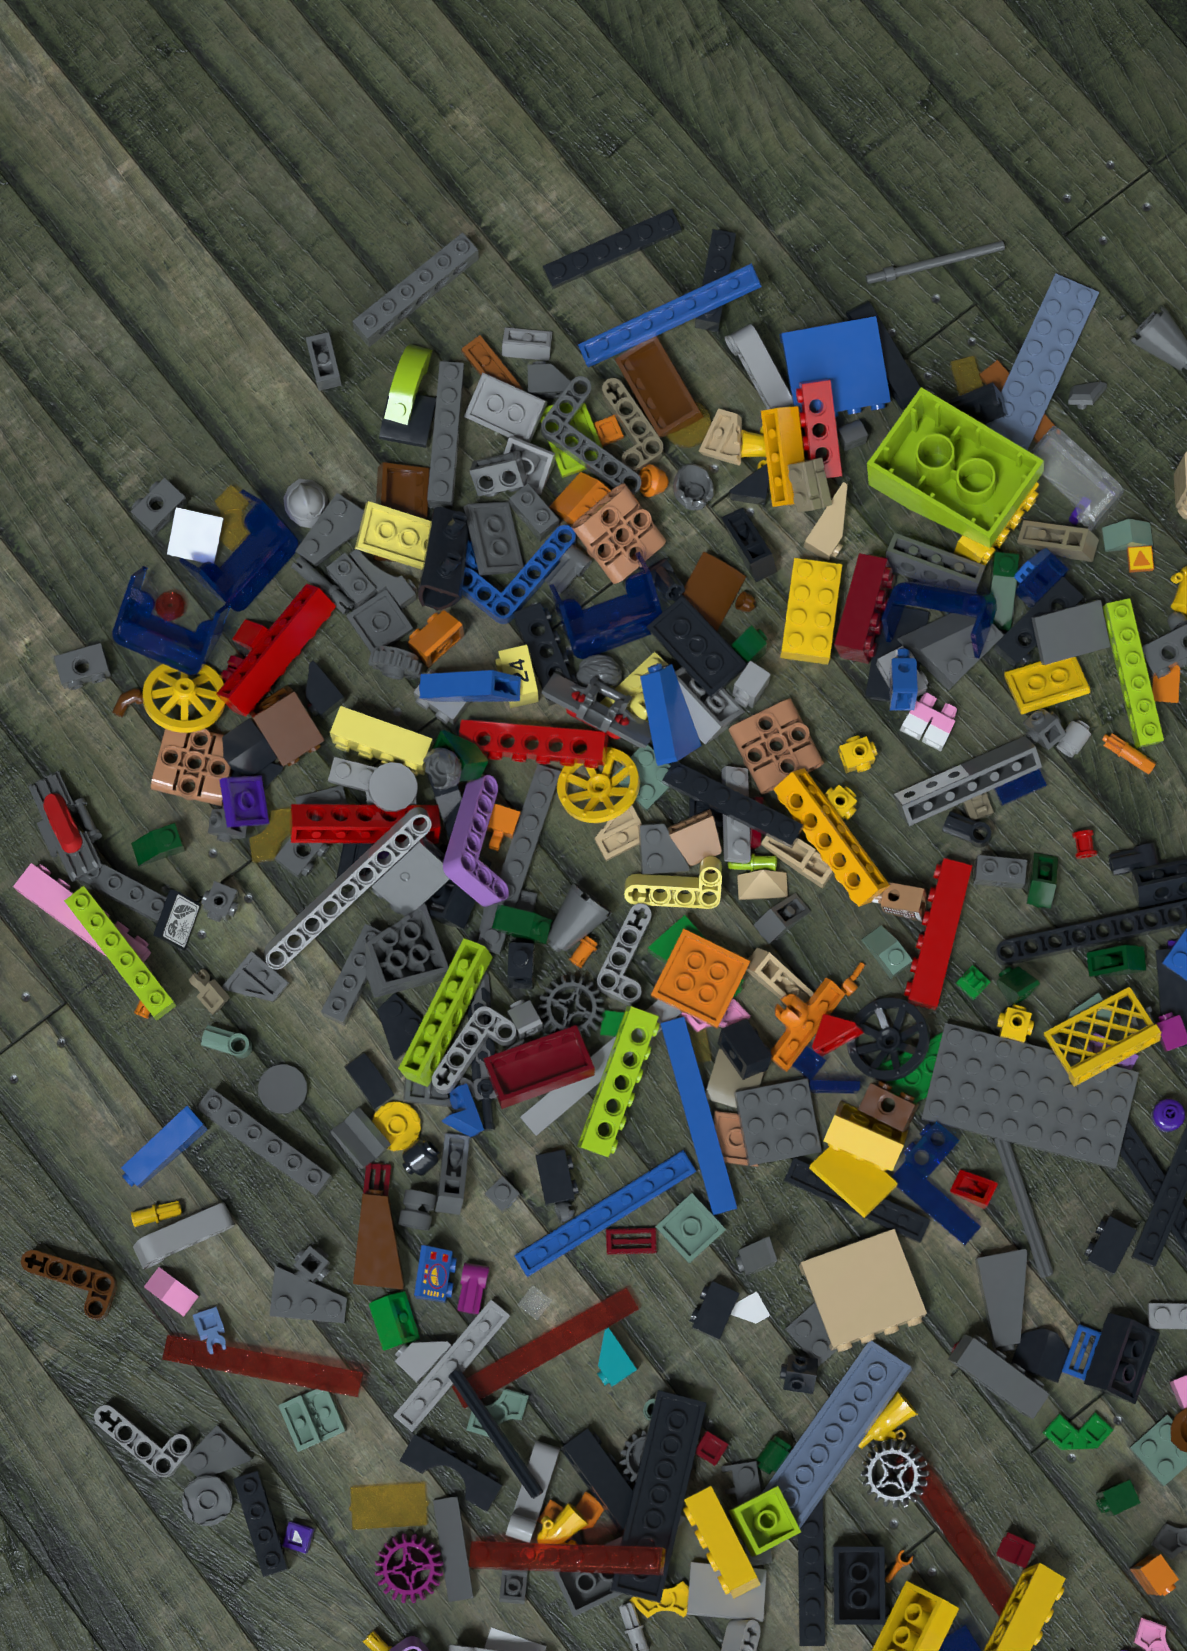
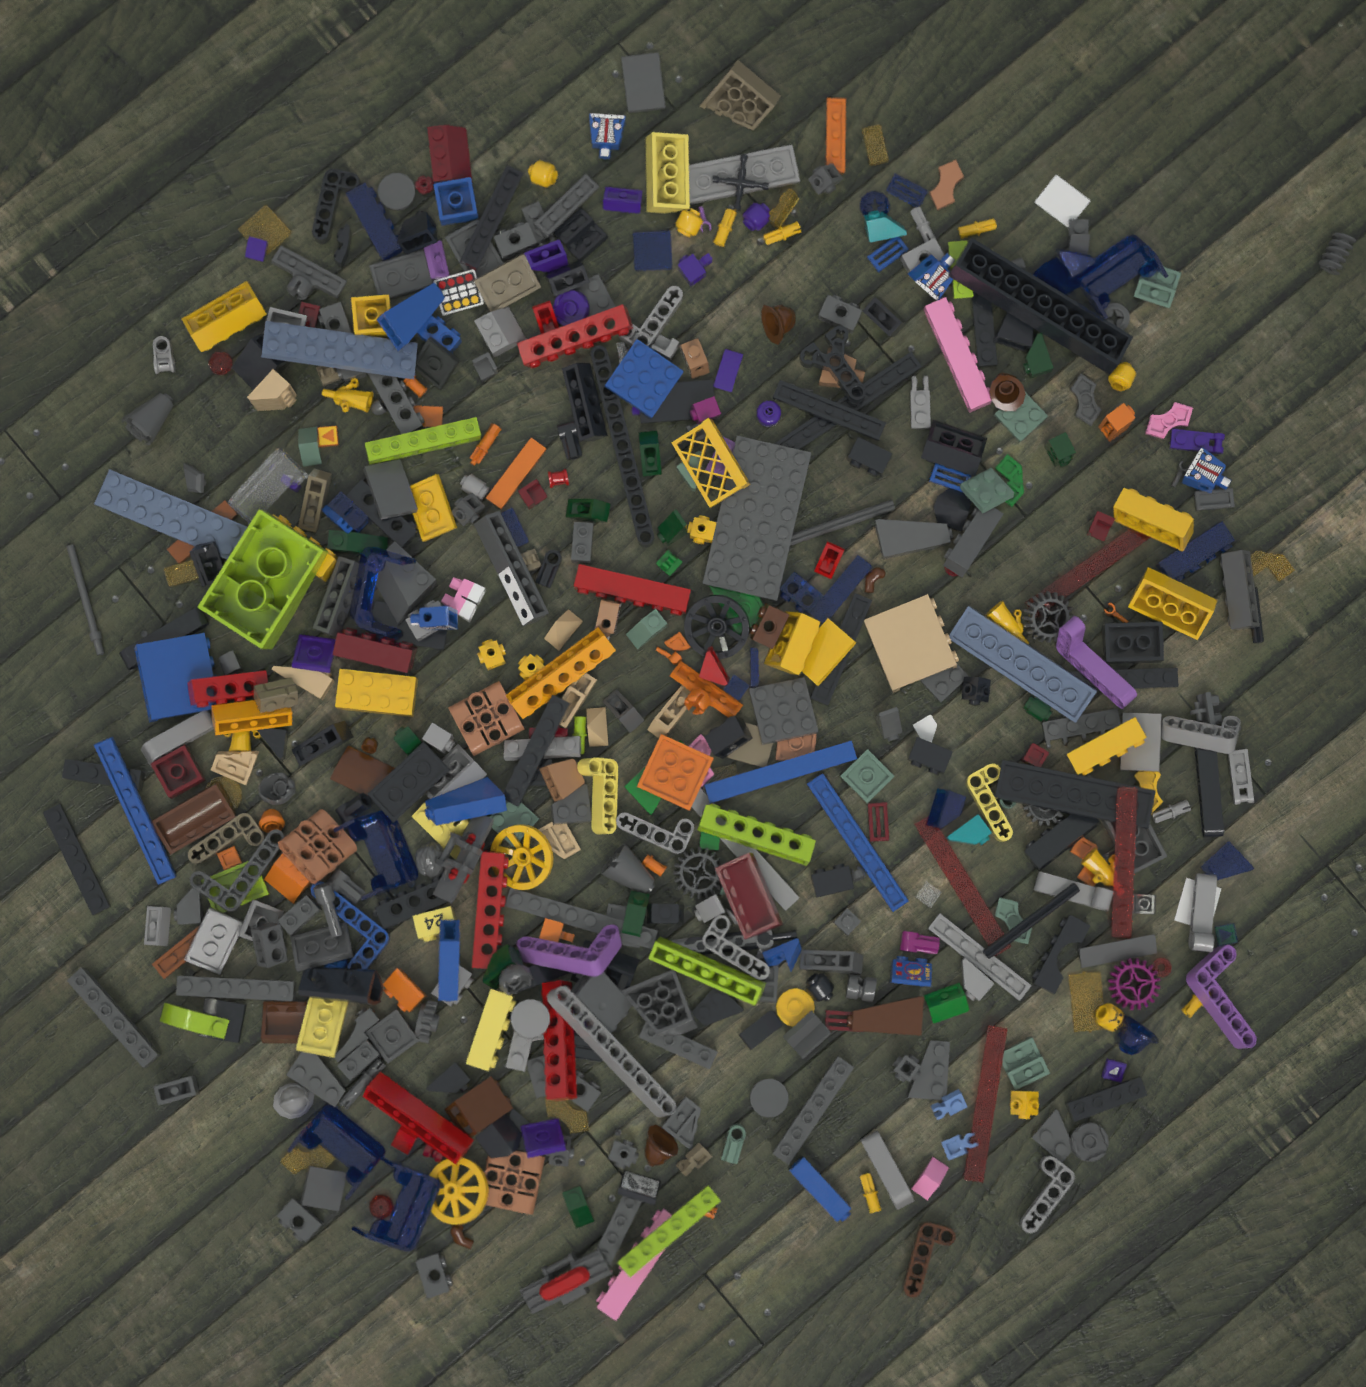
camera: 90 degrees left, 5 degrees up
(228, 947) = (659, 1146): none -> reddish brown piece
(260, 1416) = (1024, 1103): none -> yellow brick
(265, 1321) = (951, 1103): none -> medium blue plate
(340, 1566) = (1135, 1037): none -> clear blue piece
(366, 1533) = (1110, 1017): none -> yellow head
(429, 1615) = (1166, 963): none -> clear red plate
(555, 540) = (325, 896): none -> dark grey piece
(645, 1327) = (945, 808): none -> clear blue slope
(648, 1390) = (993, 805): none -> light yellow beam
(716, 368) = (178, 772): none -> dark red brick
(764, 1521) = (1090, 713): lime slope -> none
(857, 1501) = (1090, 665): none -> medium lavender beam
(861, 533) = (314, 653): none -> dark purple tile
(869, 990) = (677, 643): none -> orange tile
(888, 846) = (563, 629): none -> tan slope
(951, 1244) = (871, 577): none -> reddish brown arm
(1064, 811) = (532, 494): none -> dark red panel
(1064, 1398) = (987, 490): none -> sand green plate
(1091, 792) = (516, 473): none -> orange tile

